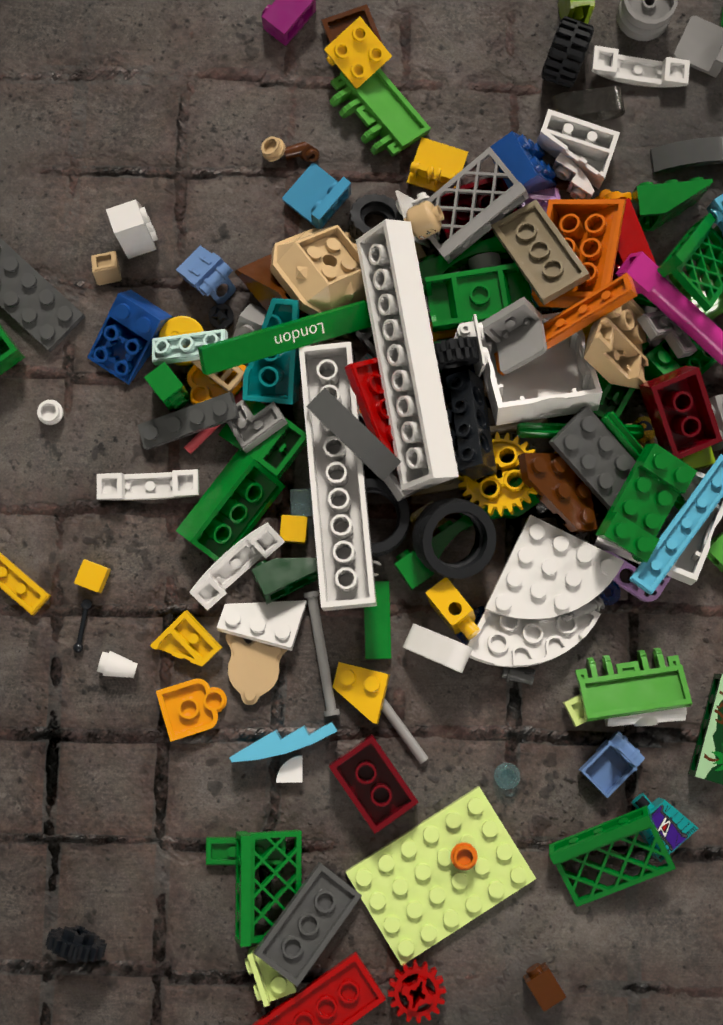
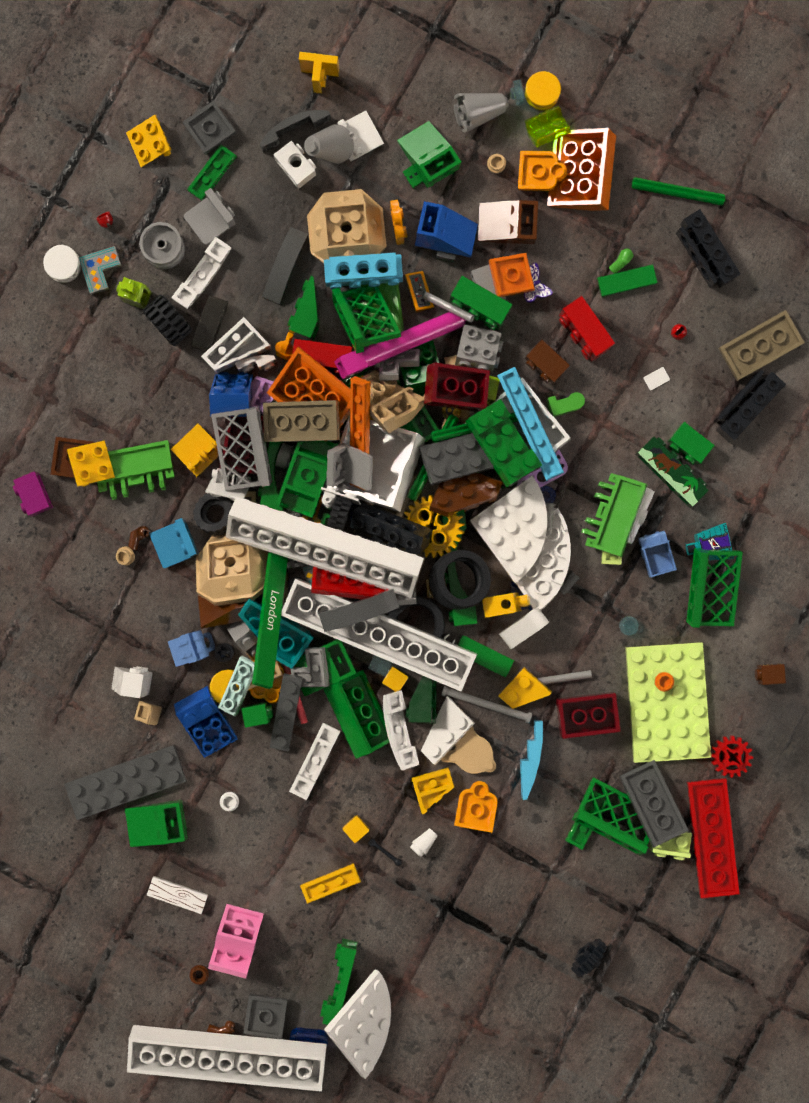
camera: 65 degrees left, 5 degrees up
(291, 771) = (552, 763): white tile -> none
(425, 219) = (237, 484): tan head -> none

